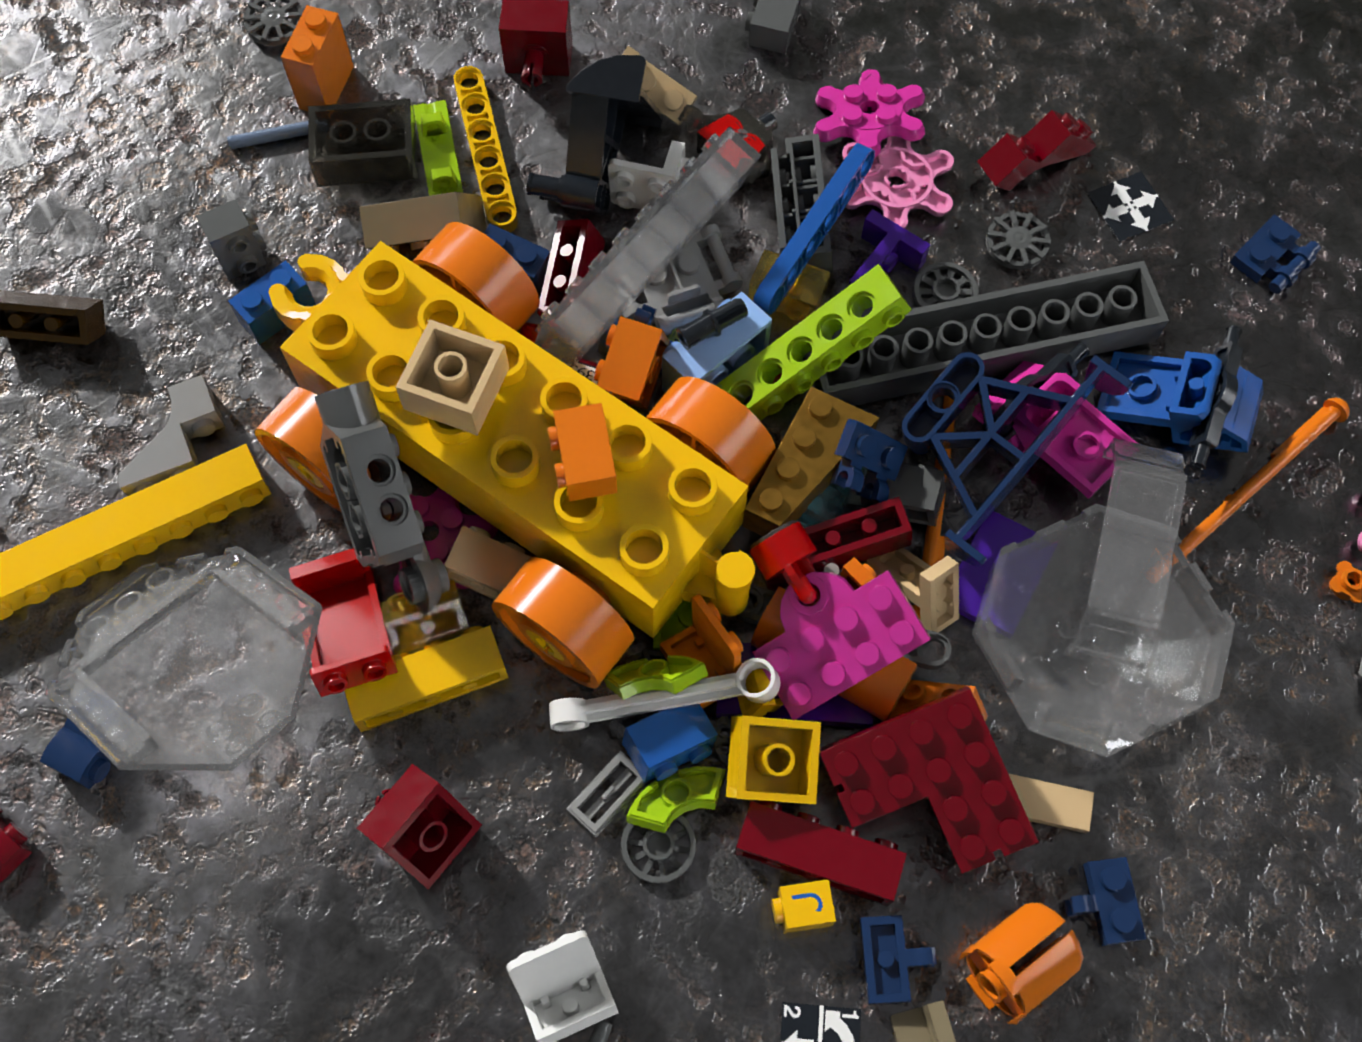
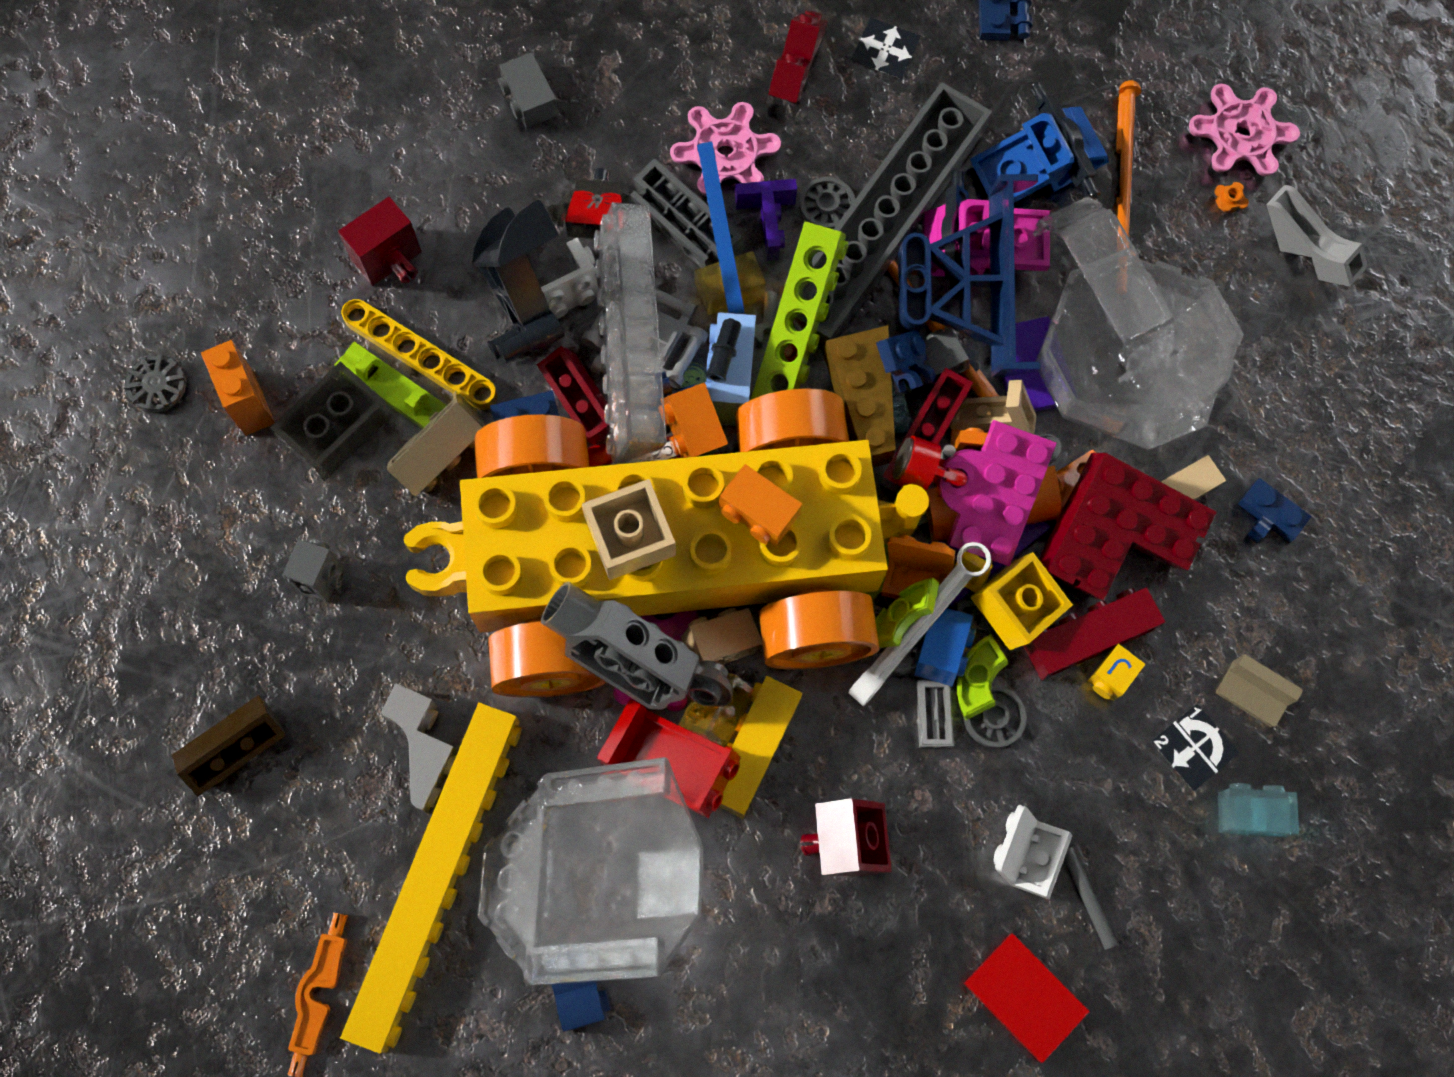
camera: 45 degrees left, 5 degrees up
(255, 307) = (385, 591): blue brick -> none
(268, 135) = (248, 470): sand blue bar -> none
(664, 91) = (492, 211): tan bracket -> none
(870, 129) = (672, 128): dark pink plate -> none
(888, 959) = (1189, 659): dark blue plate -> none
(1018, 240) = (840, 129): dark grey wheel -> none
(1035, 980) = (1263, 590): orange cylinder -> none

